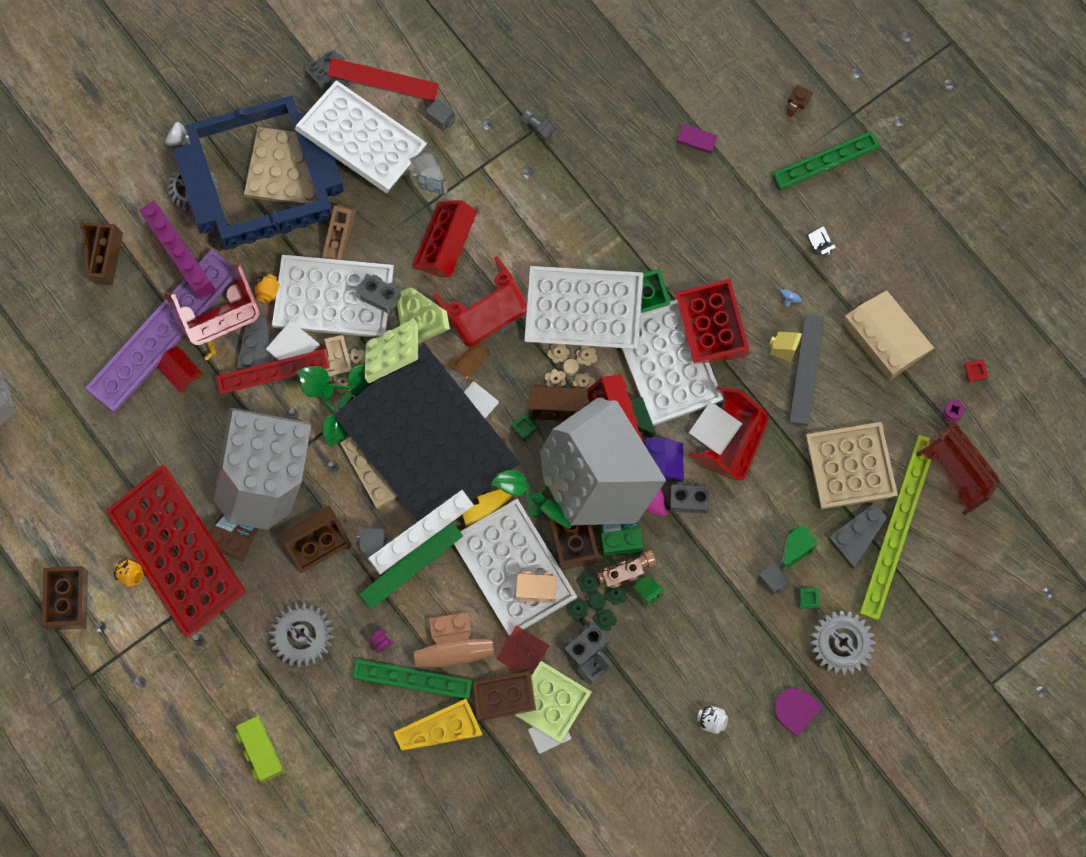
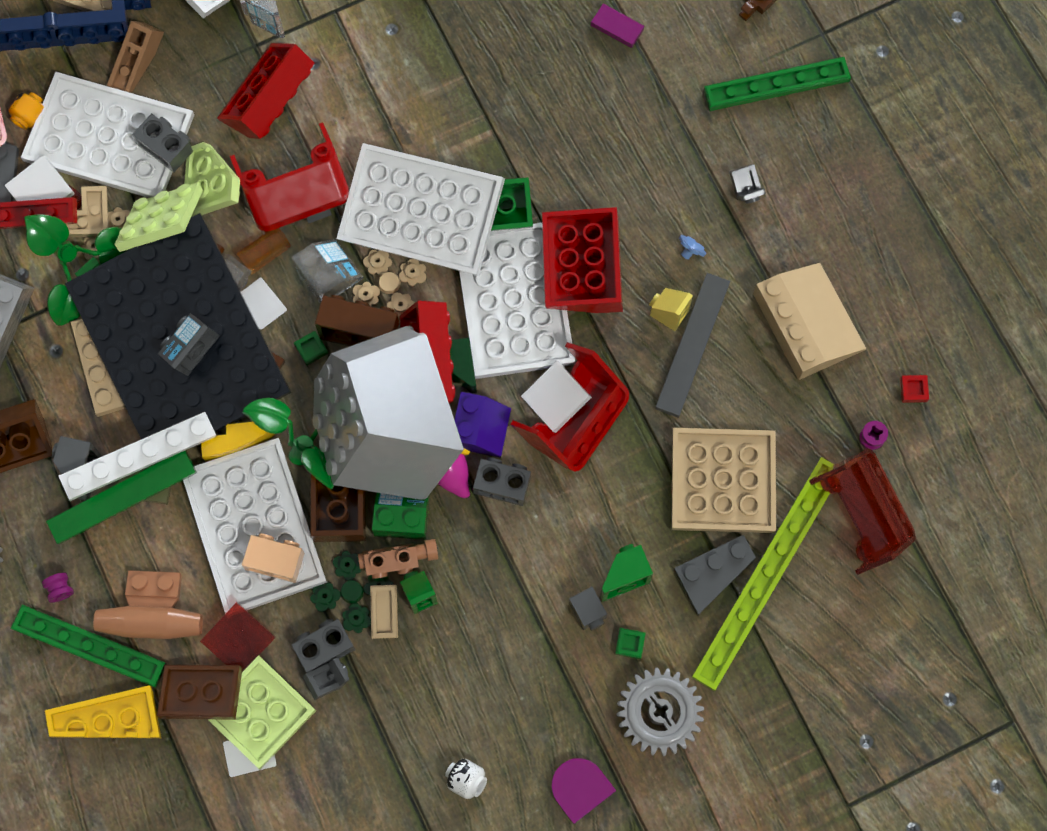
camera: 10 degrees right, 0 degrees up
(439, 441) = (187, 344): none -> dark grey slope
(522, 366) = (326, 268): none -> clear slope
(624, 610) = (384, 611): none -> tan tile

